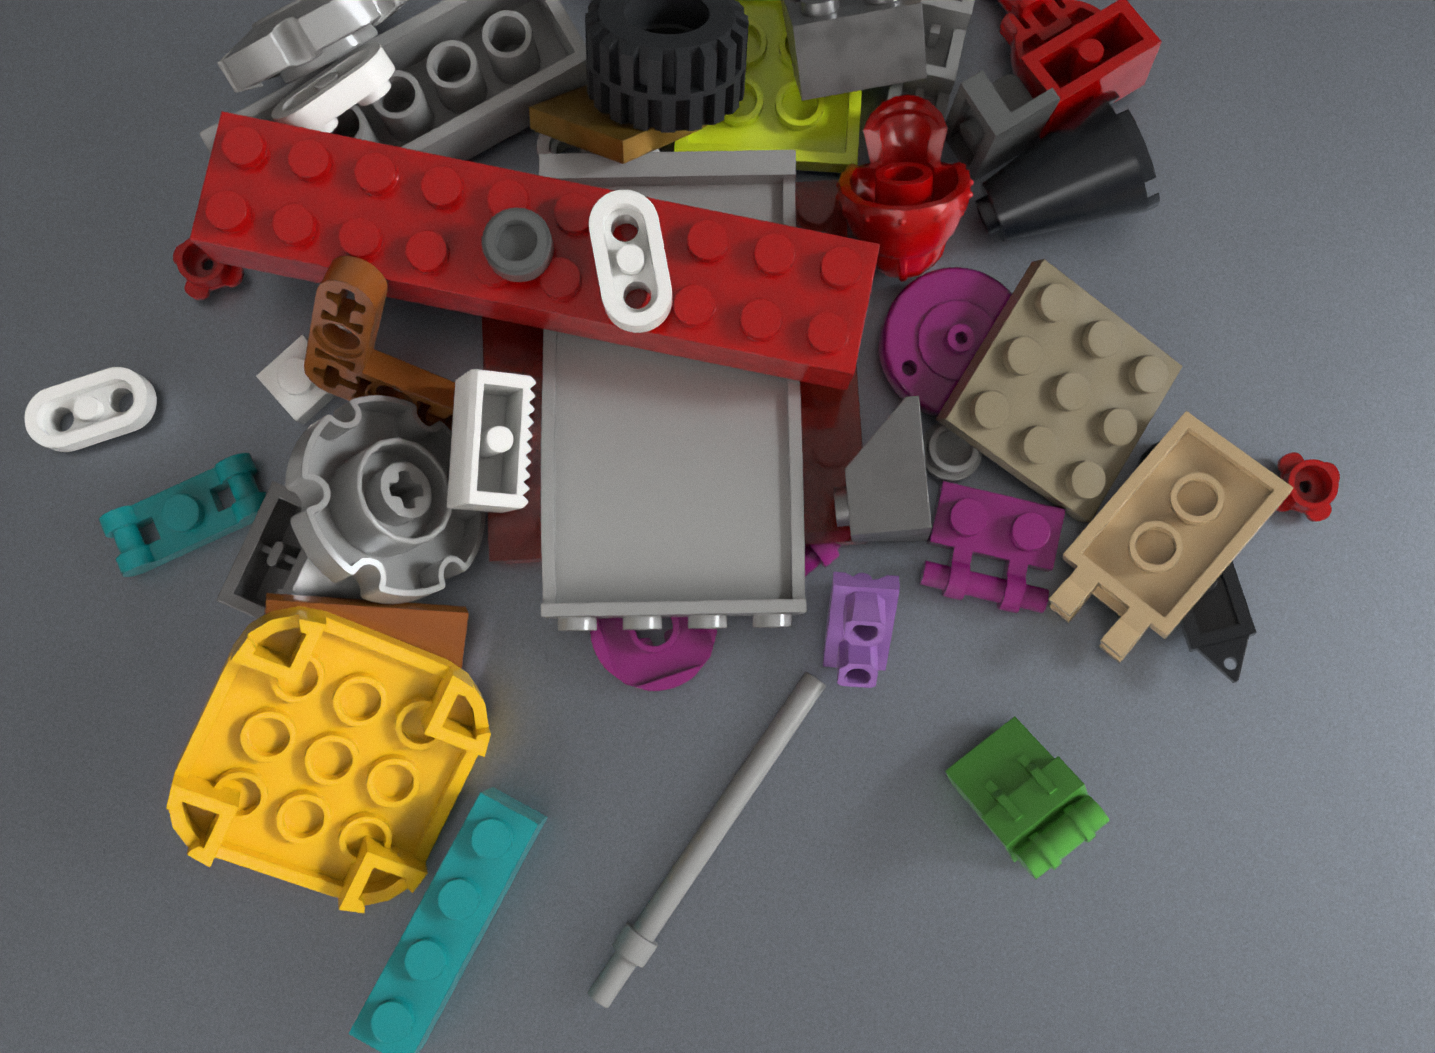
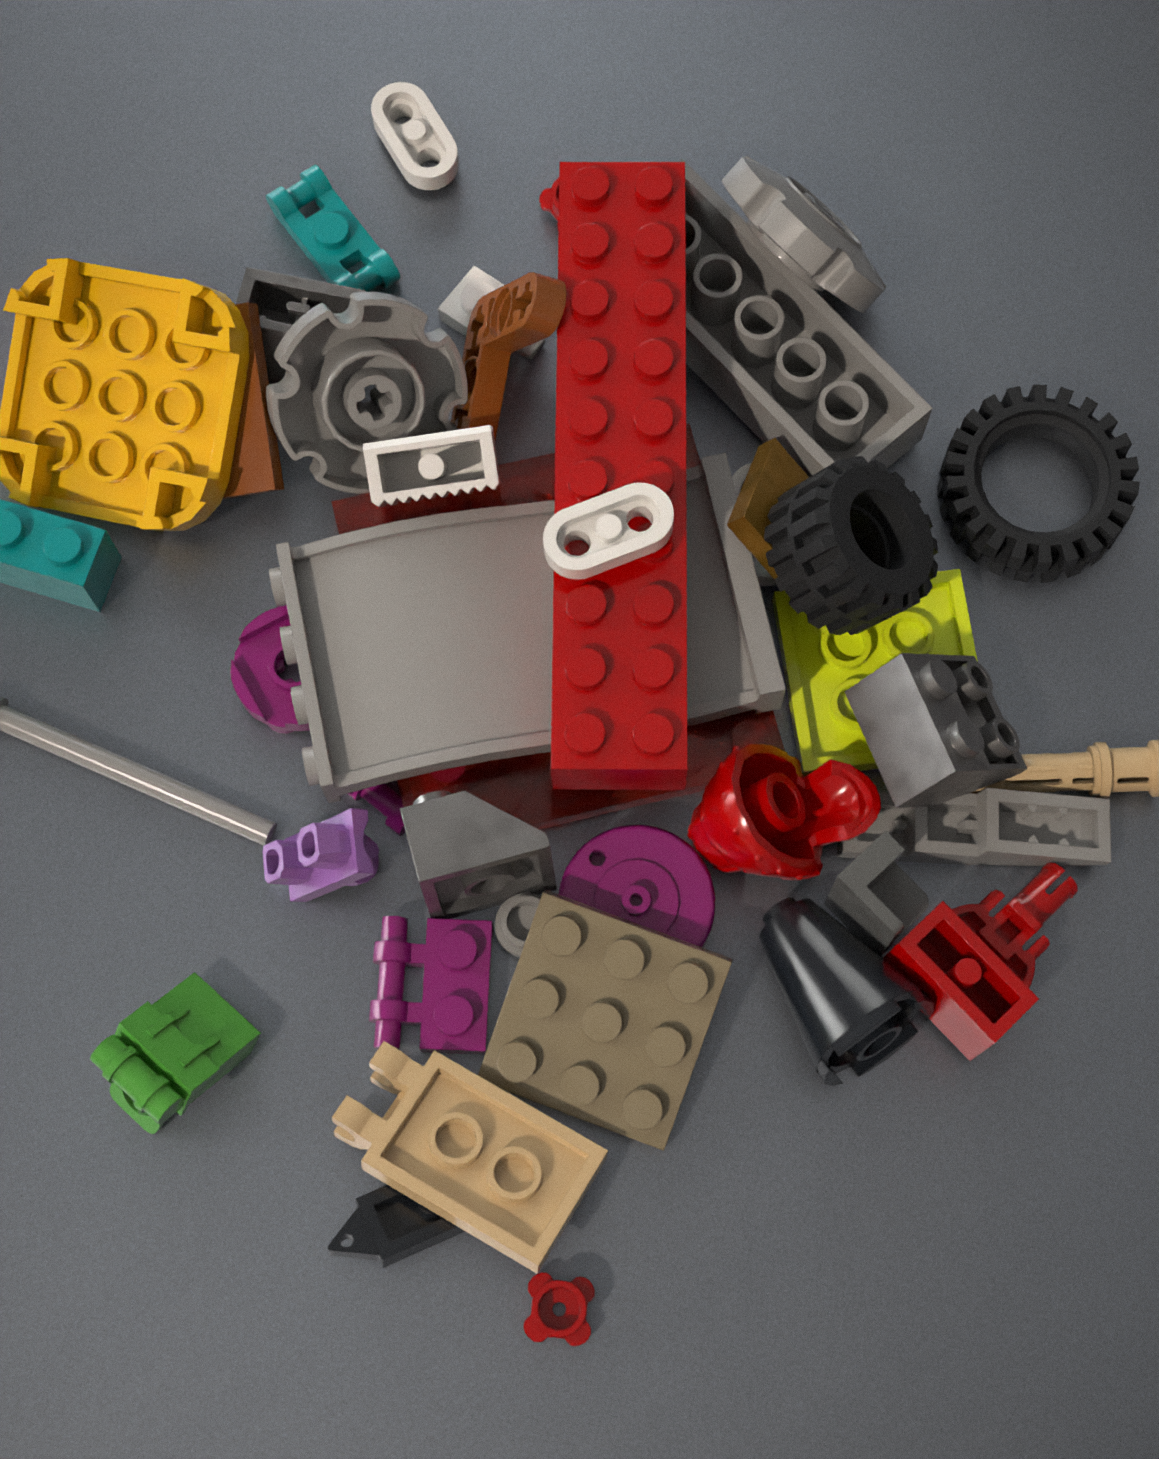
camera: 80 degrees right, 10 degrees down
(351, 80) = (725, 247): white plate -> none
(517, 244) = (607, 432): dark grey tile -> none

